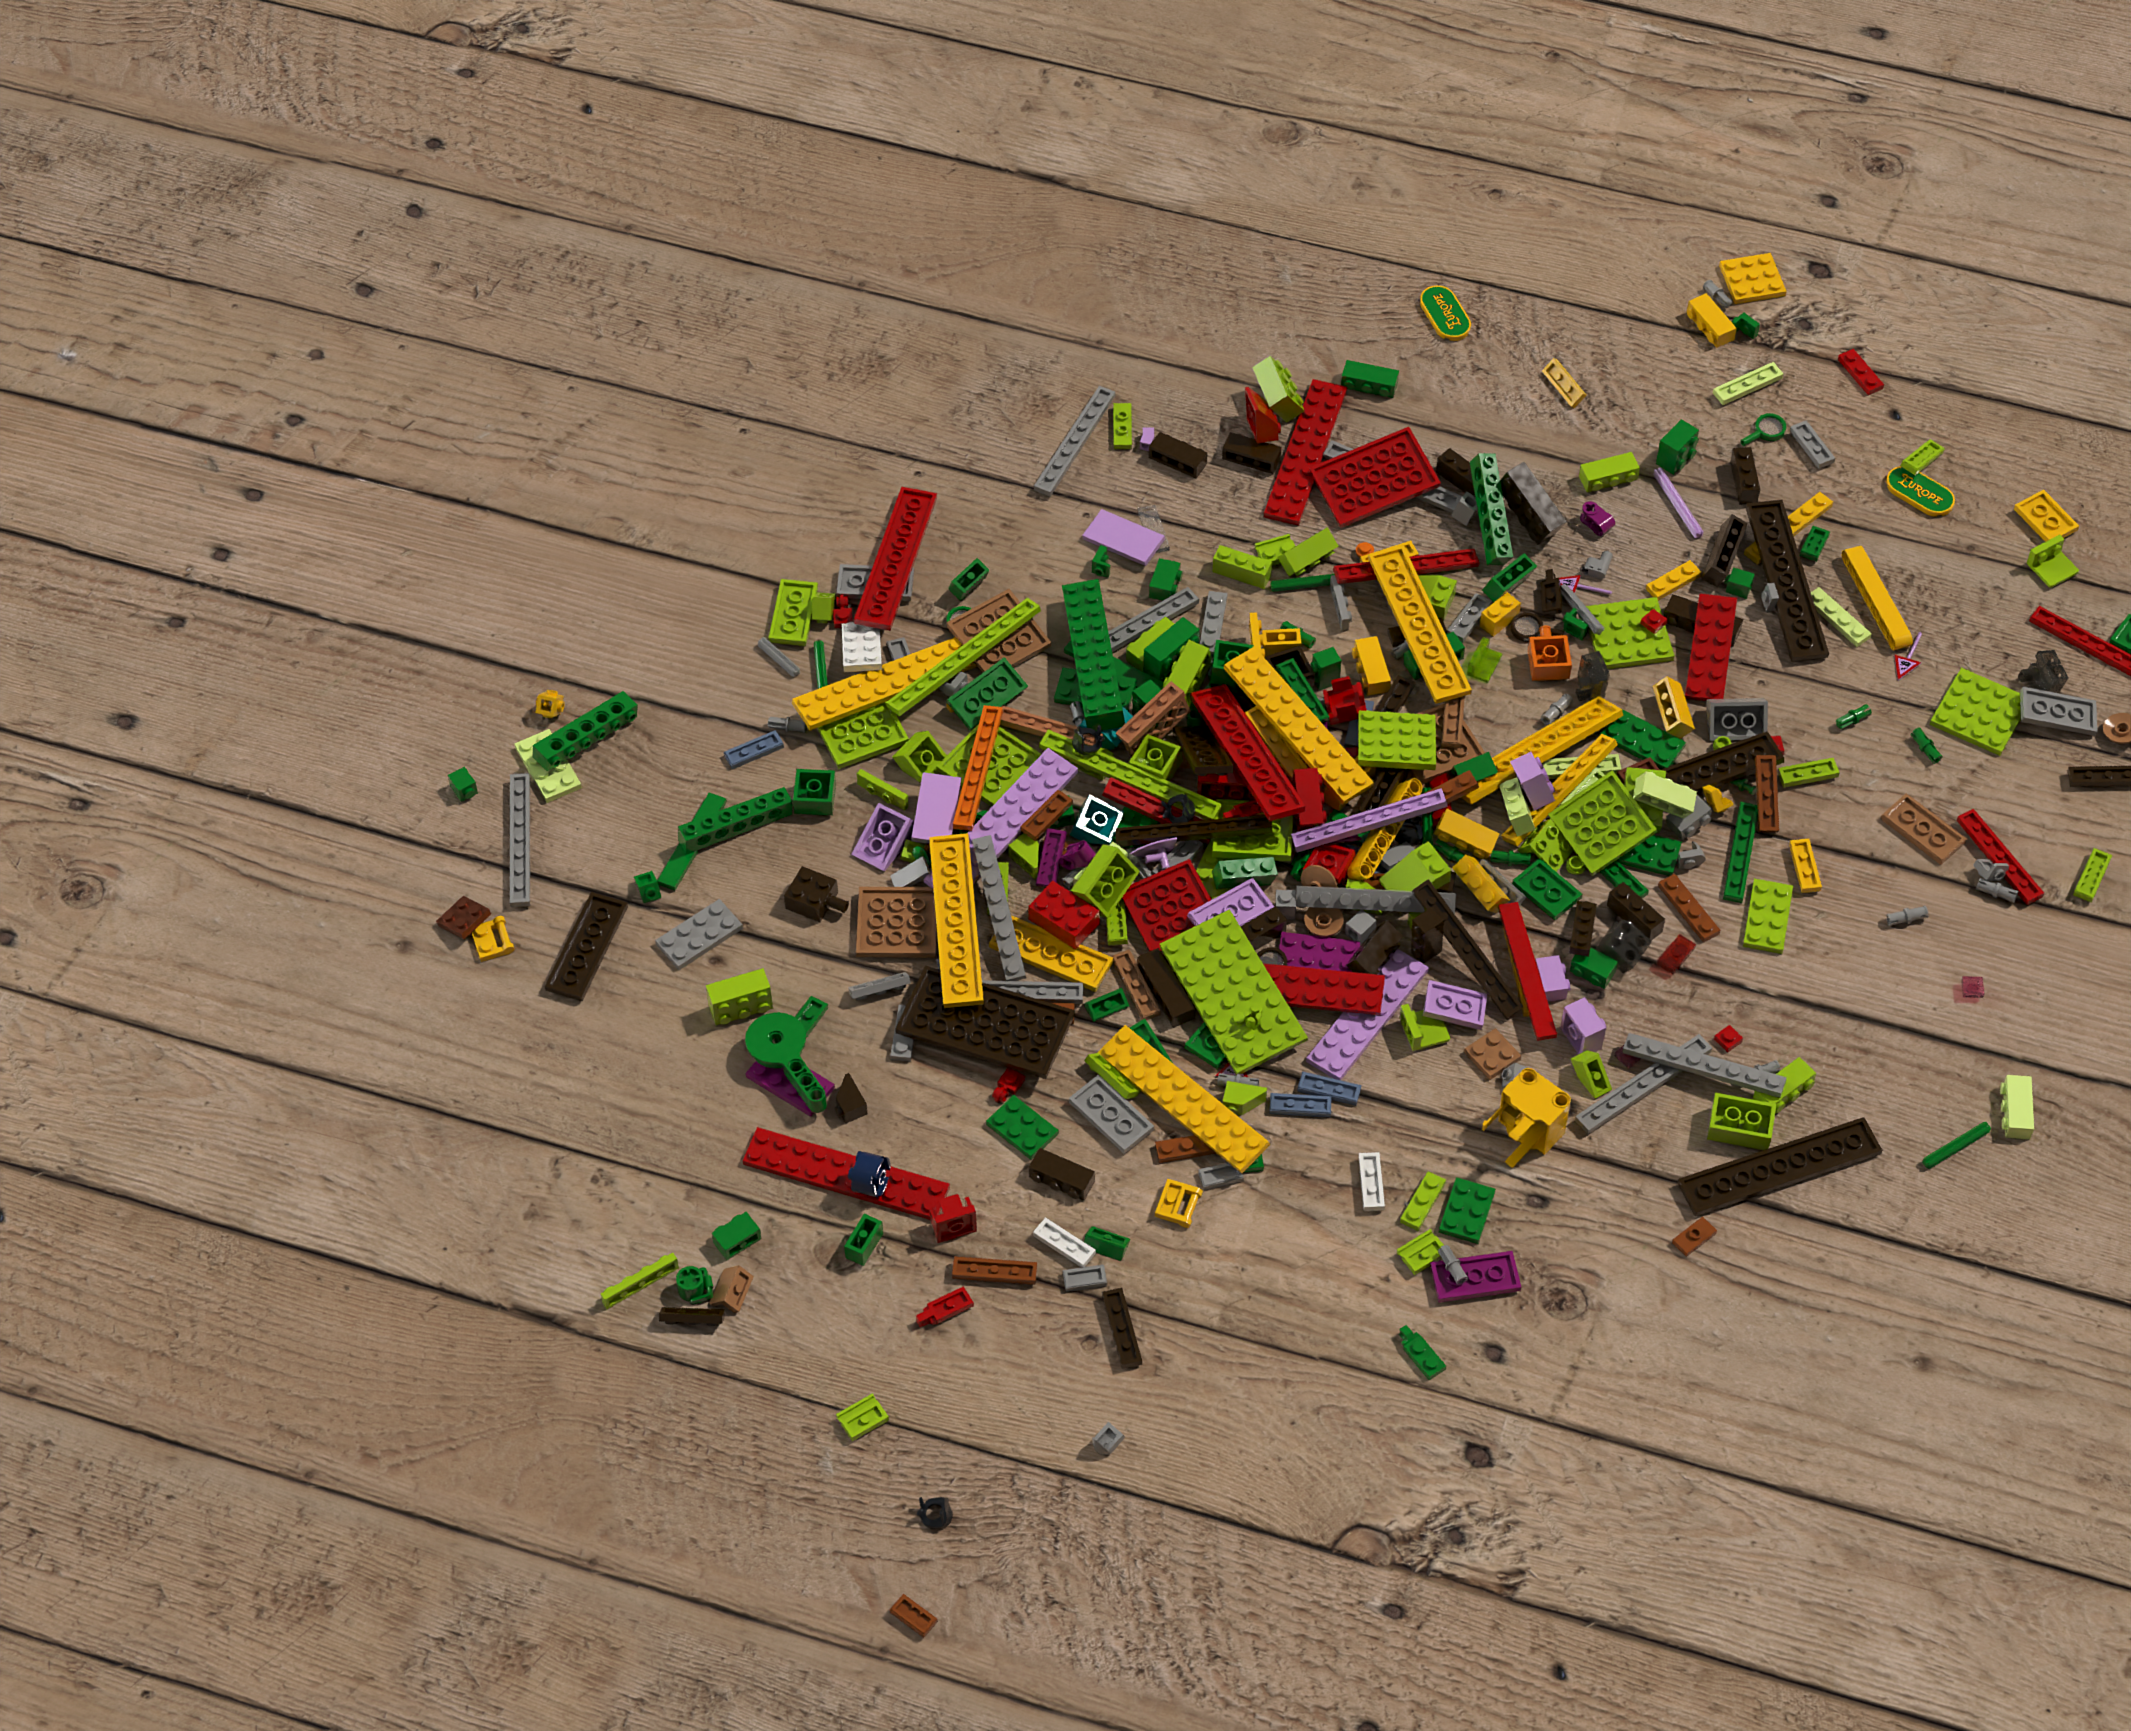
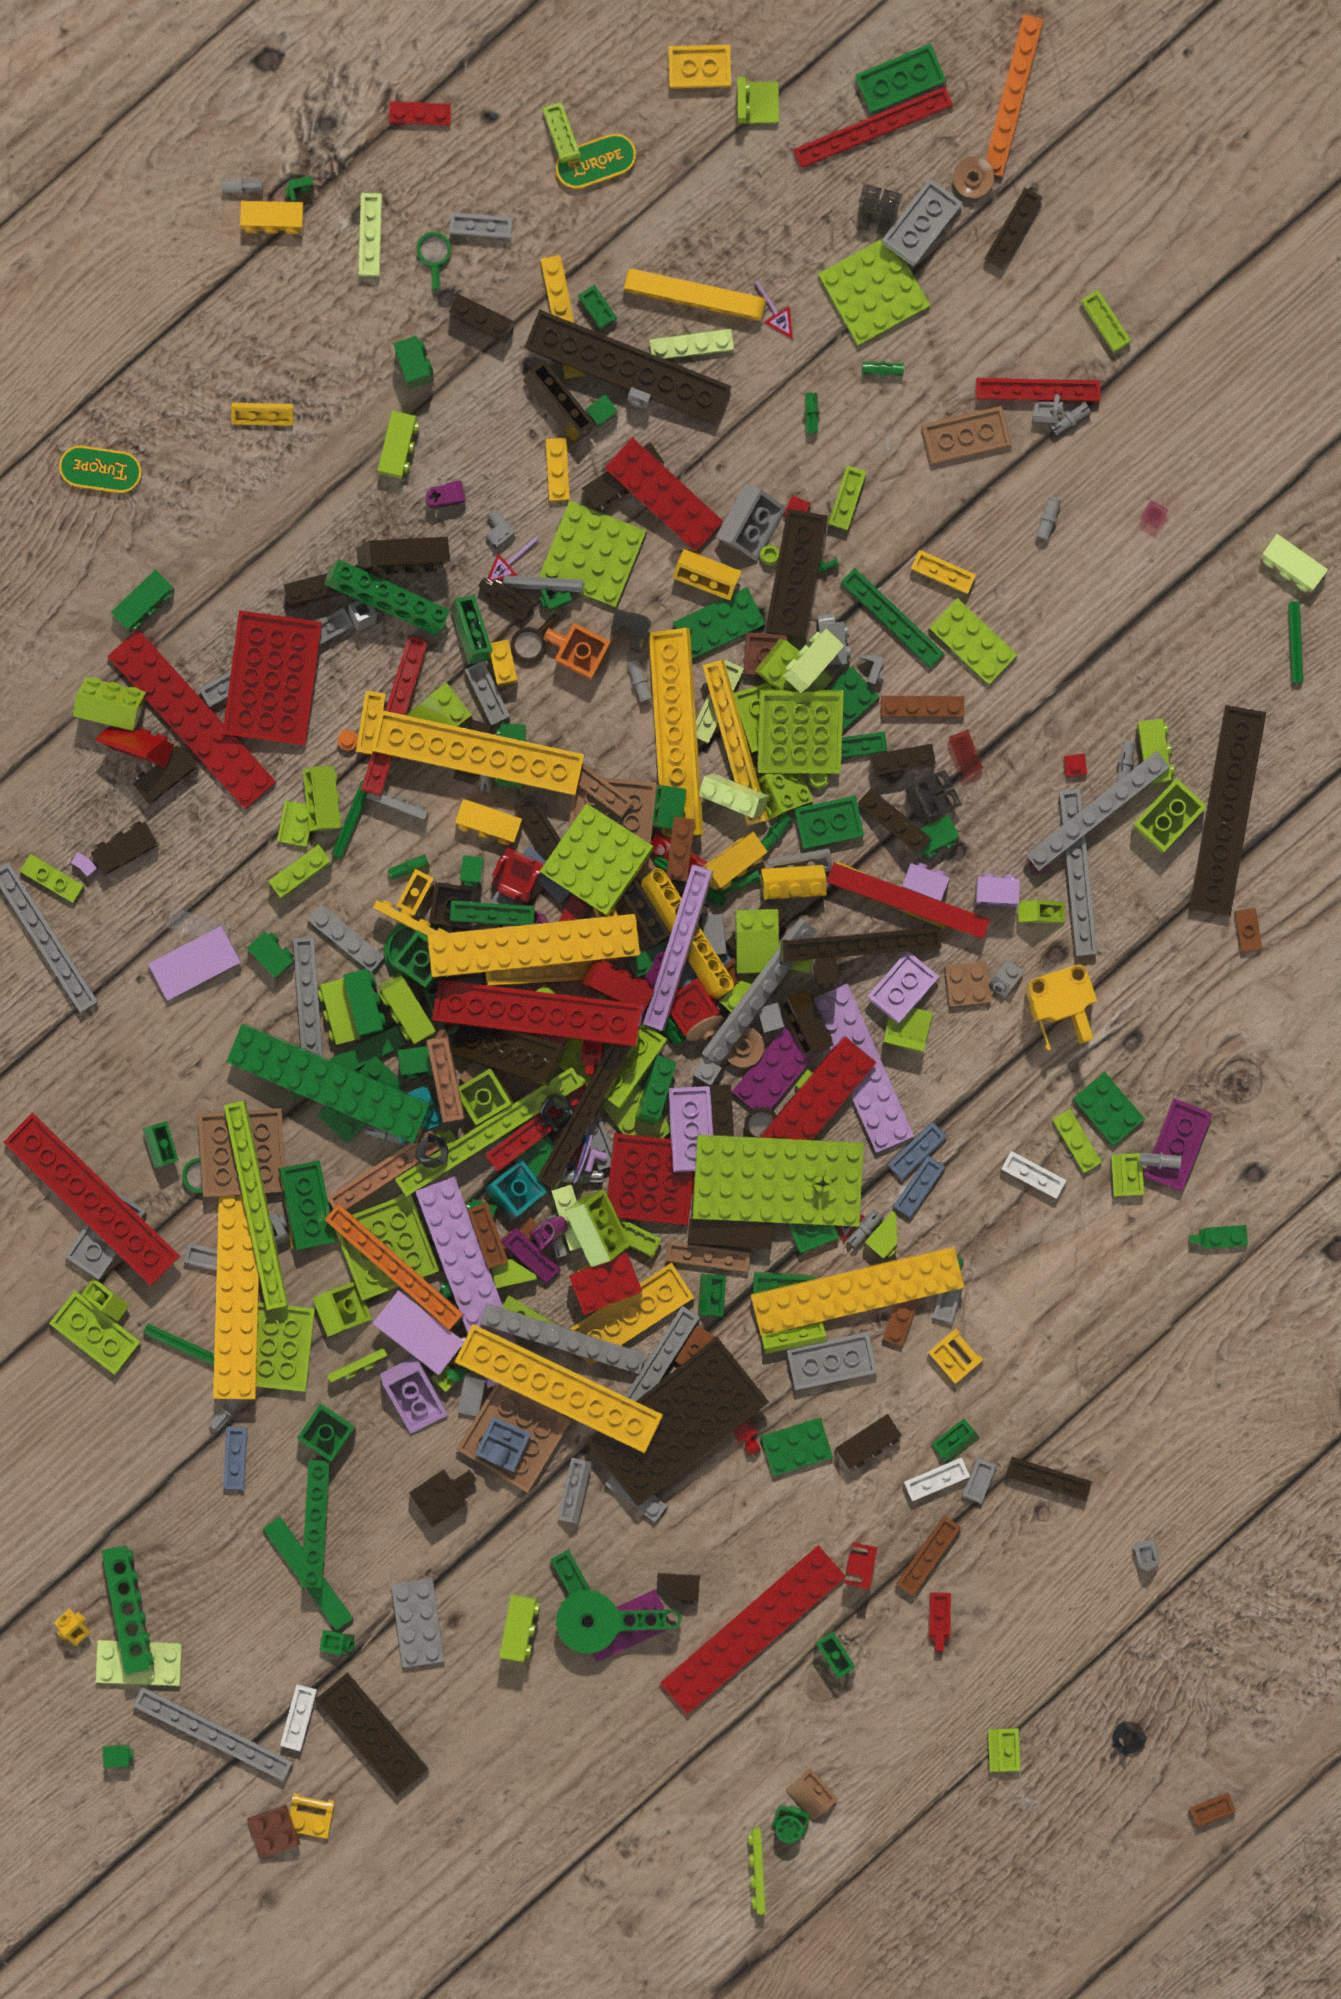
camera: 55 degrees left, 30 degrees up
(568, 889) = (298, 1717): none -> white plate
(691, 1316) = (819, 1843): dark brown plate -> none
(736, 1235) = (762, 1762): green brick -> none
(779, 657) = (139, 1375): light grey axle -> none
(844, 614) = (126, 1287): red plate -> none
(861, 648) = (184, 1296): white plate -> none
(869, 1174) = (779, 1616): dark blue brick -> none
(884, 911) = (503, 1444): none -> sand blue plate
(1100, 563) = (209, 1001): green bracket -> none
(1483, 661) = (545, 711): clear neon green panel -> none
(1533, 780) = (719, 765): lavender brick -> none
(1653, 621) = (600, 525): red plate -> none
(1678, 503) = (470, 402): lavender axle -> none
(1715, 800) = (831, 604): yellow bracket -> none
(1752, 278) = (240, 135): yellow plate -> none
(1767, 793) = (853, 556): dark orange plate -> none

